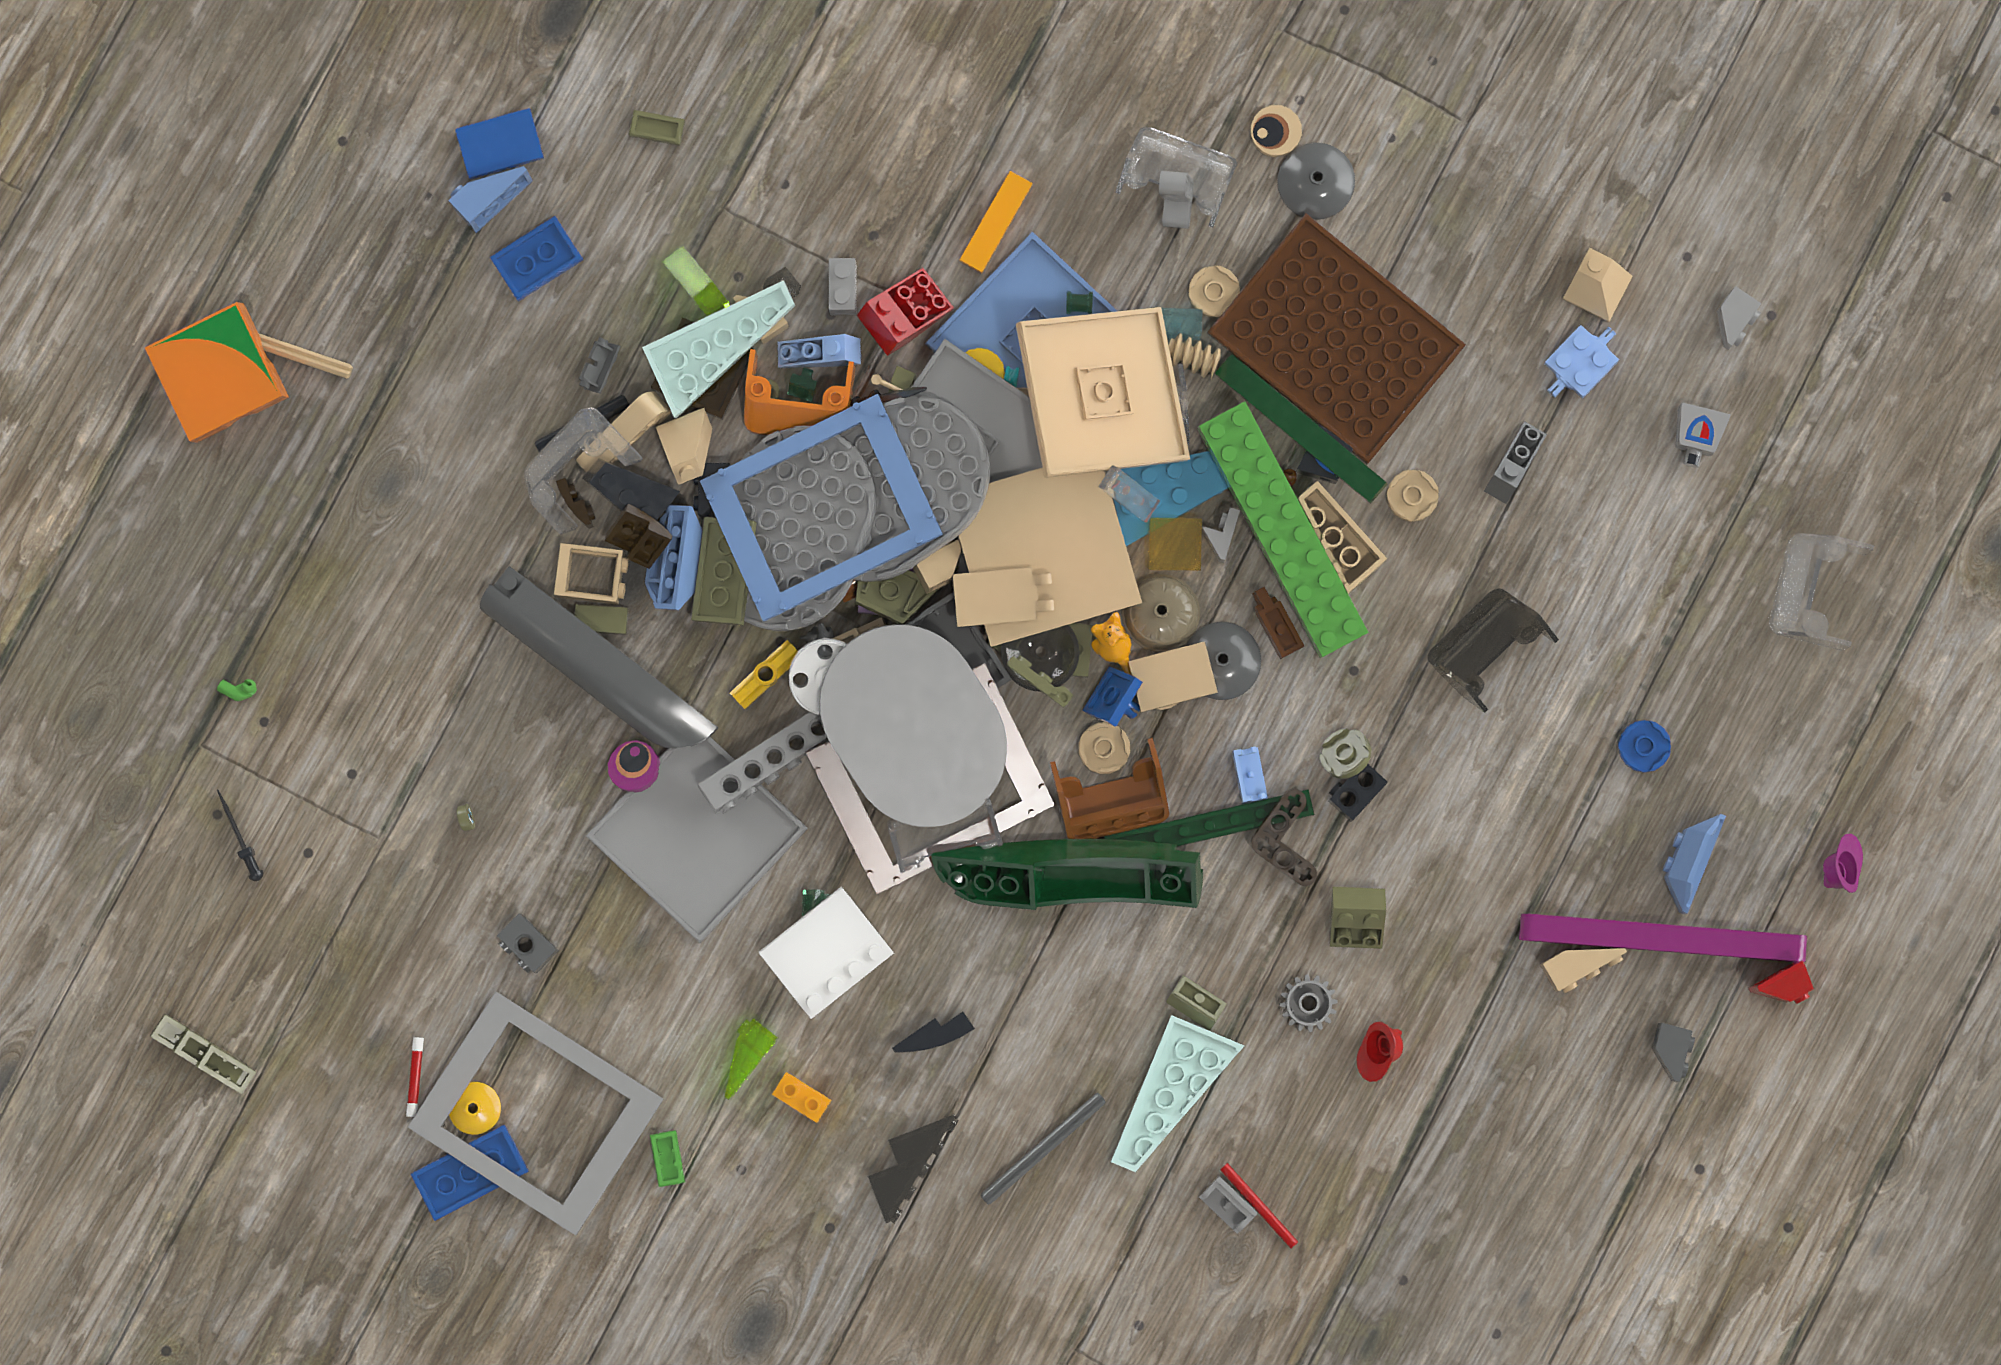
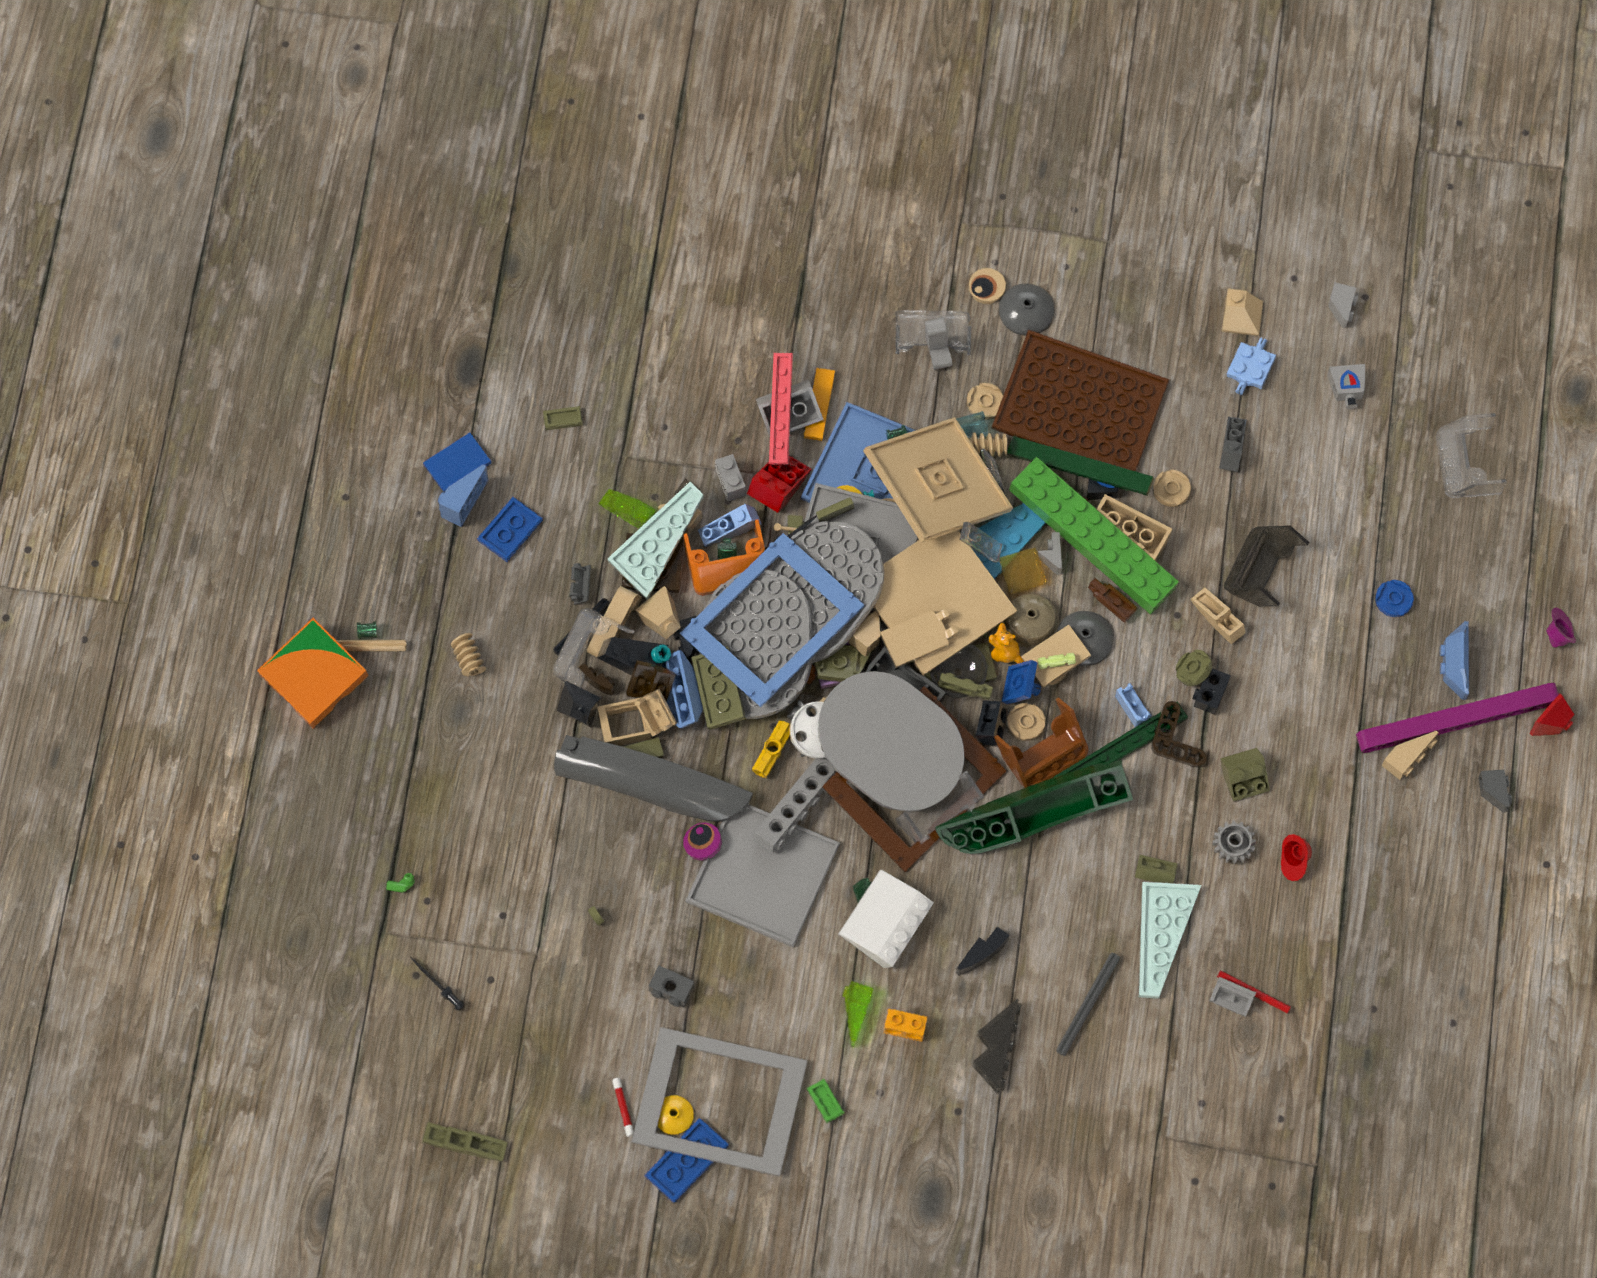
camera: 25 degrees left, 15 degrees down
(307, 335) = (367, 630): none -> clear green bush
(421, 414) = (465, 655): none -> tan piece
(537, 533) = (578, 704): none -> black slope
(631, 577) = (655, 712): none -> tan hinge
(660, 495) = (666, 652): none -> teal bush
(937, 219) = (781, 409): none -> coral tile
(952, 218) = (803, 407): none -> light grey slope
(956, 386) = (835, 510): none -> olive tile
(1057, 738) = (991, 722): none -> black brick
(1169, 685) = (1056, 660): none -> yellowish green axle
(1405, 691) = (1218, 615): none -> tan slope

